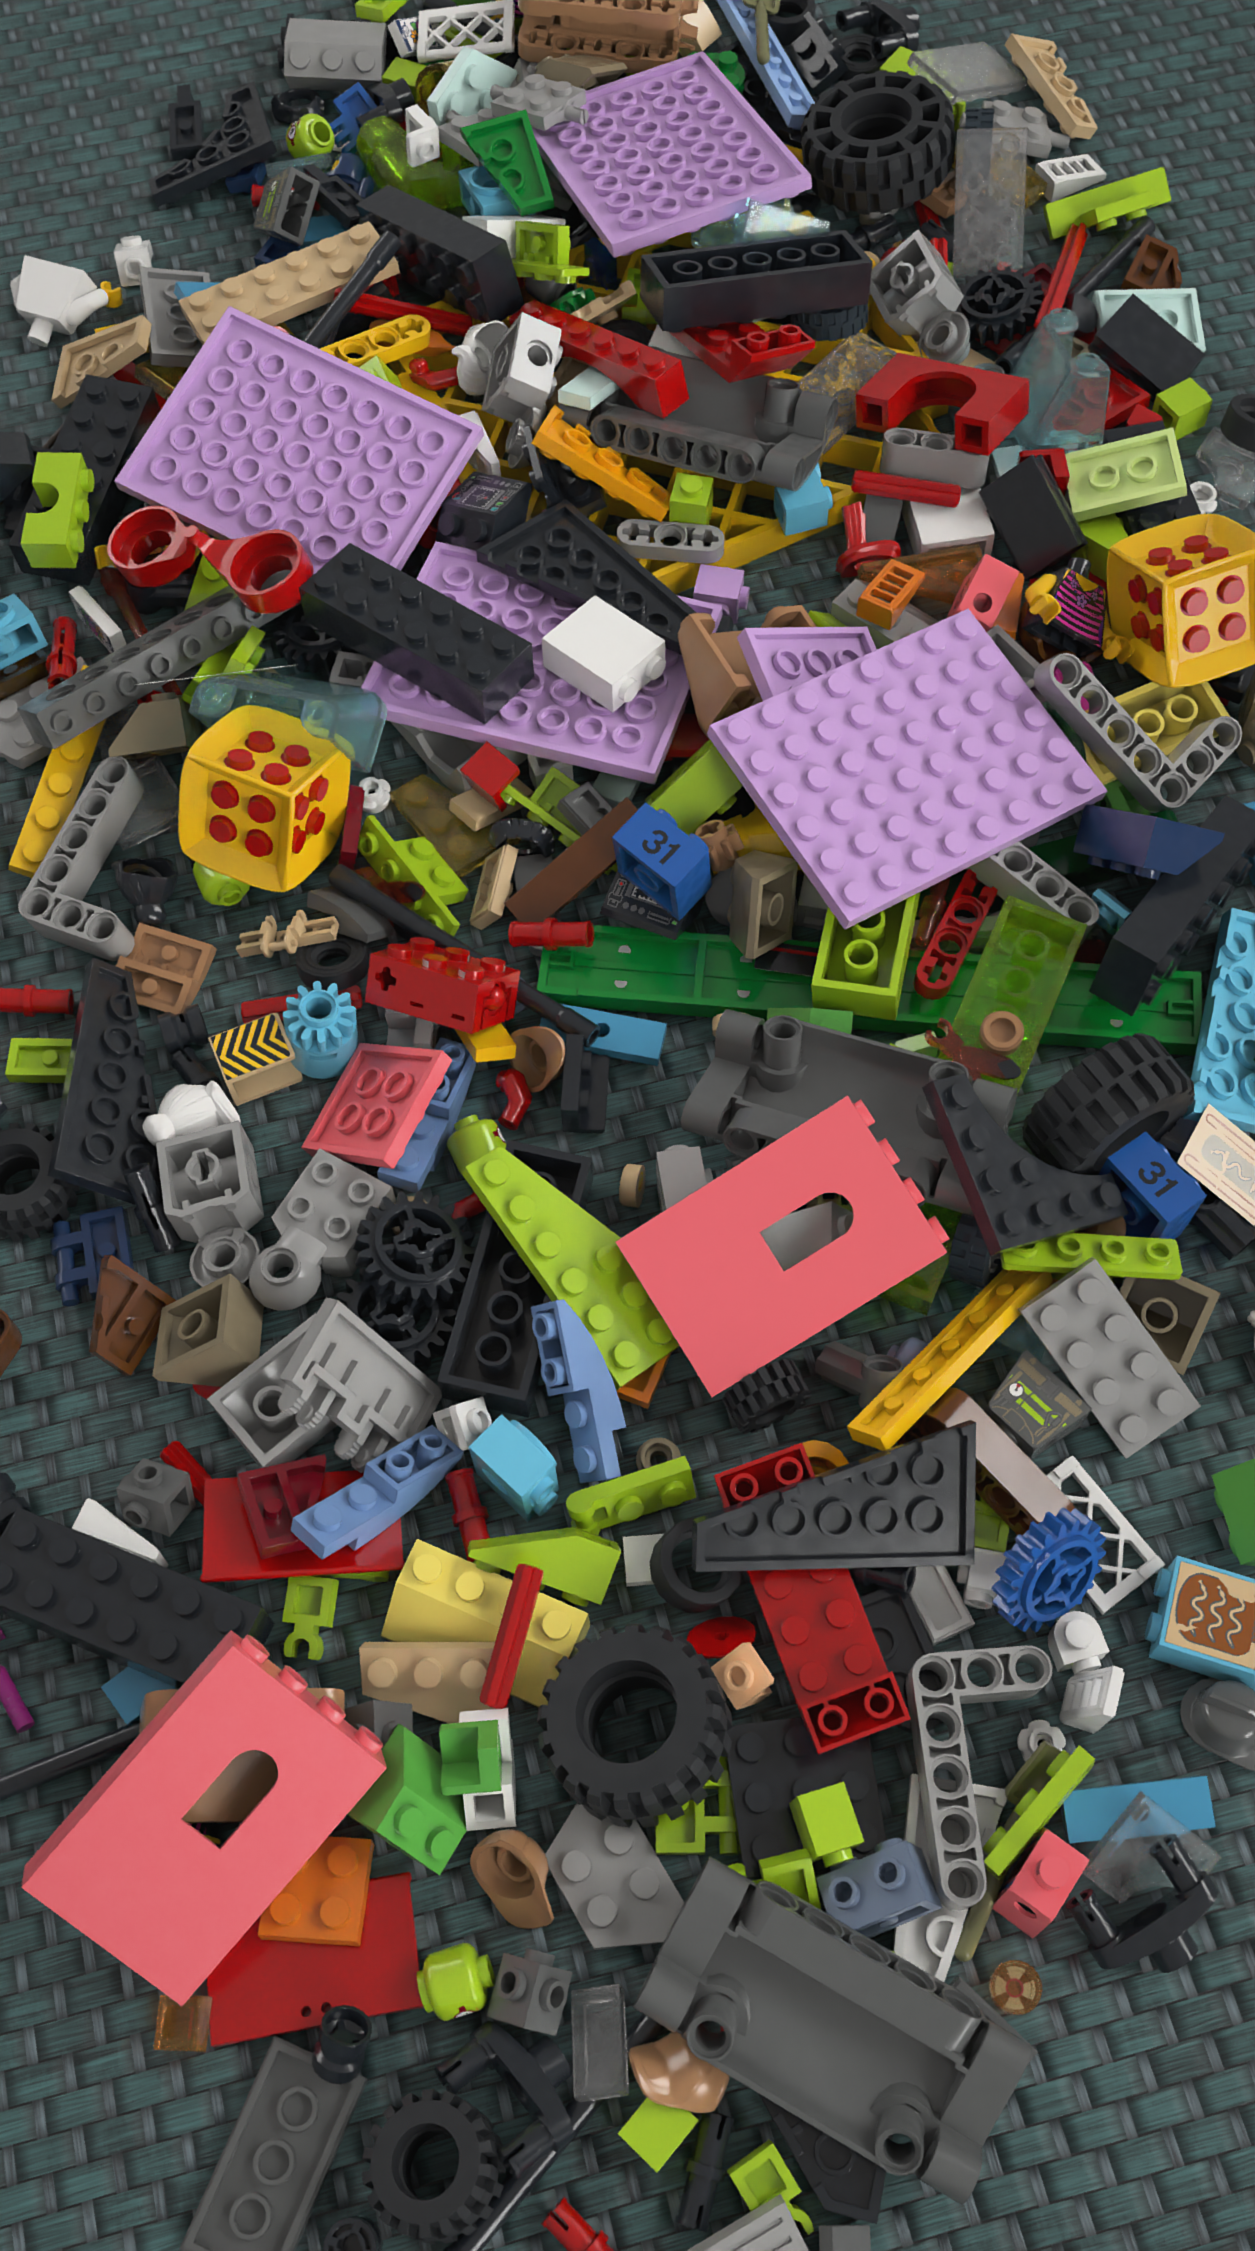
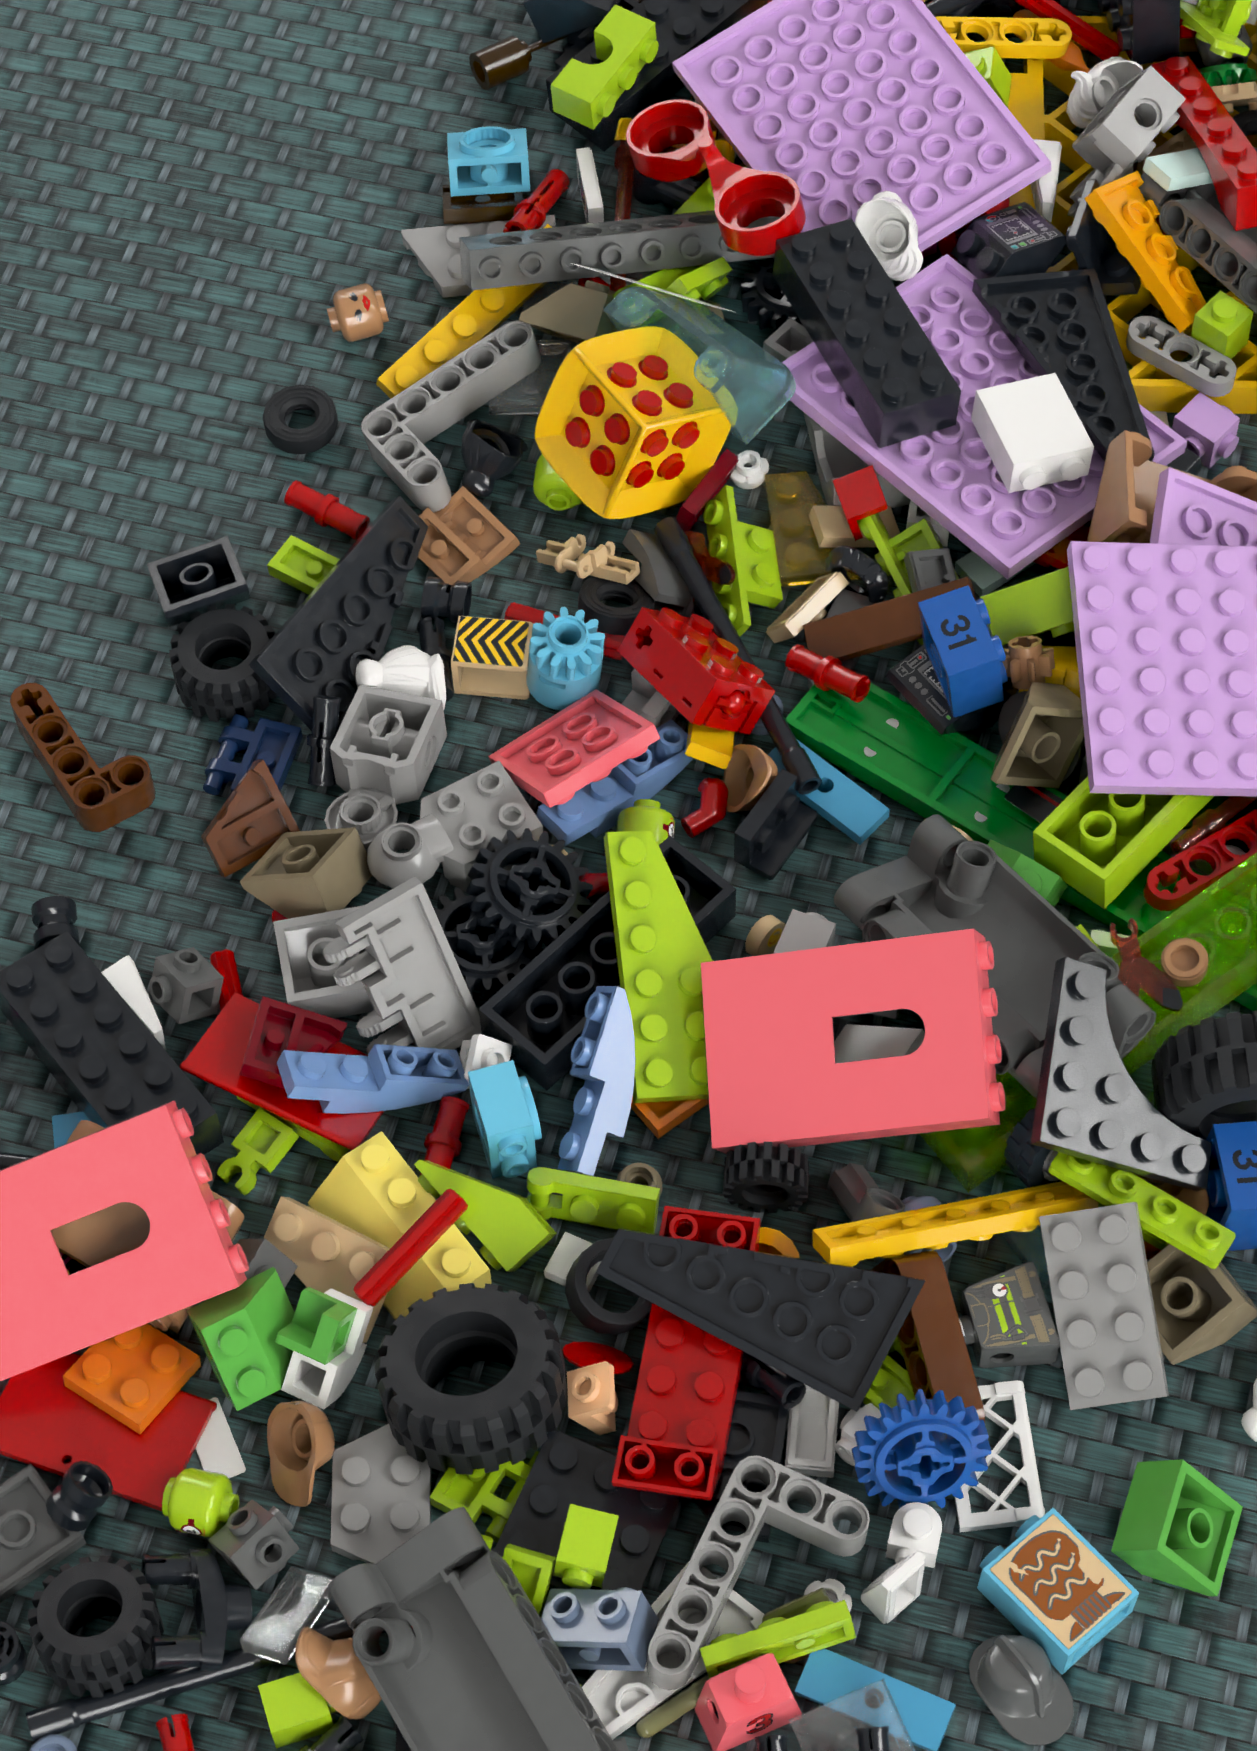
camera: 30 degrees right, 5 degrees down
(388, 539) = (891, 235): none -> white hair
(430, 379) = (1043, 90): red arm -> none
(435, 1913) = (217, 1446): none -> white sticker

